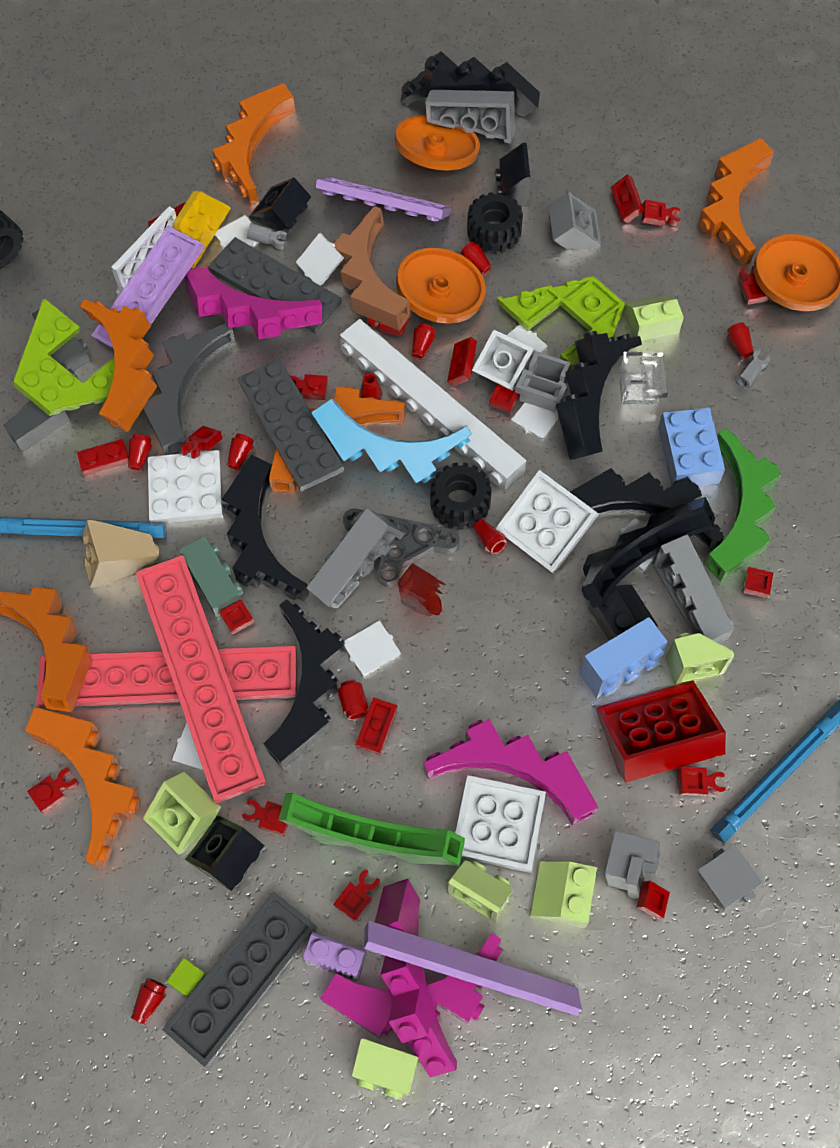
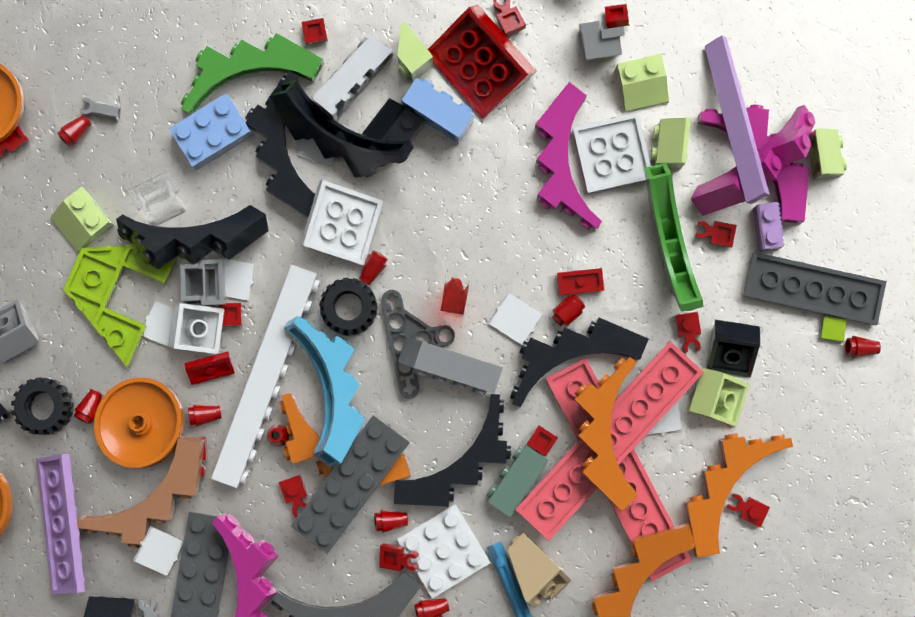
camera: 115 degrees left, 20 degrees up
(173, 648) = (598, 404): none -> orange arch

